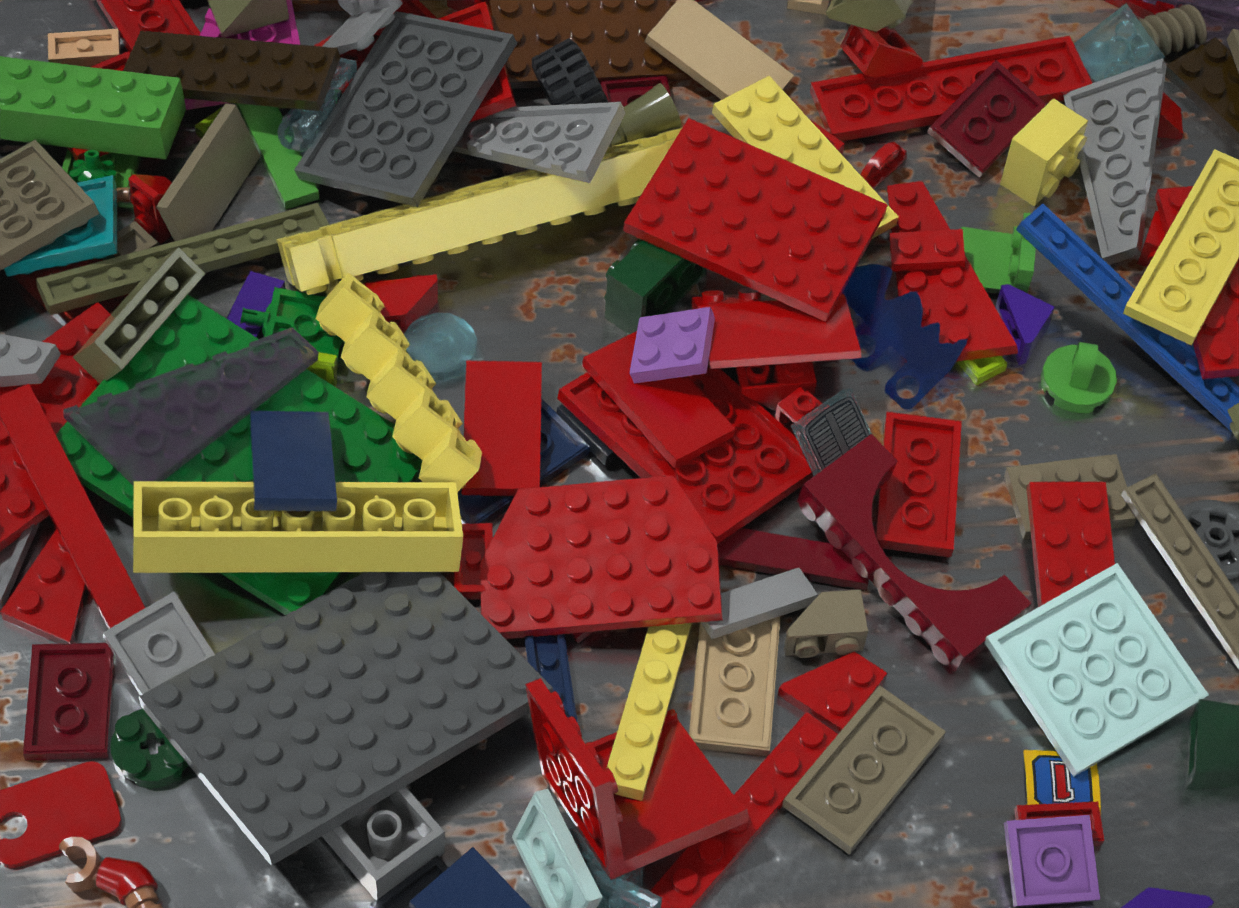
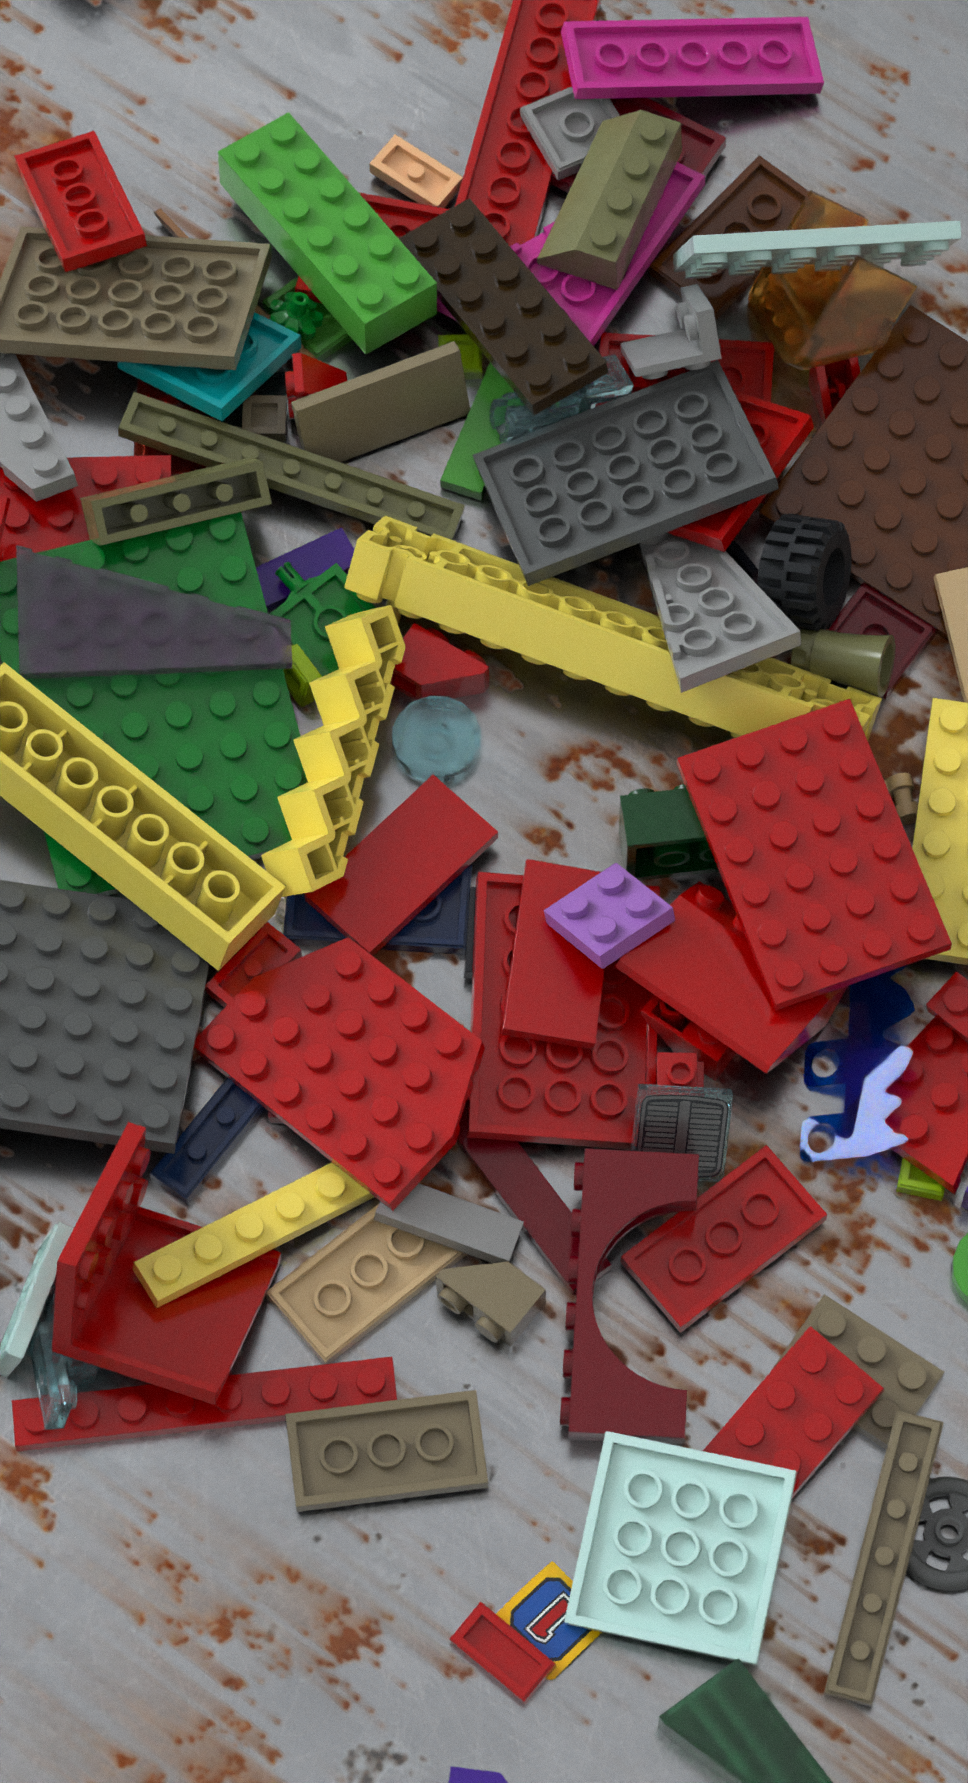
camera: 50 degrees right, 10 degrees up
(292, 461) = (161, 750): dark blue tile -> none
(834, 689) = (443, 1359): red wing -> none
(1051, 861) = (451, 1675): medium lavender plate -> none

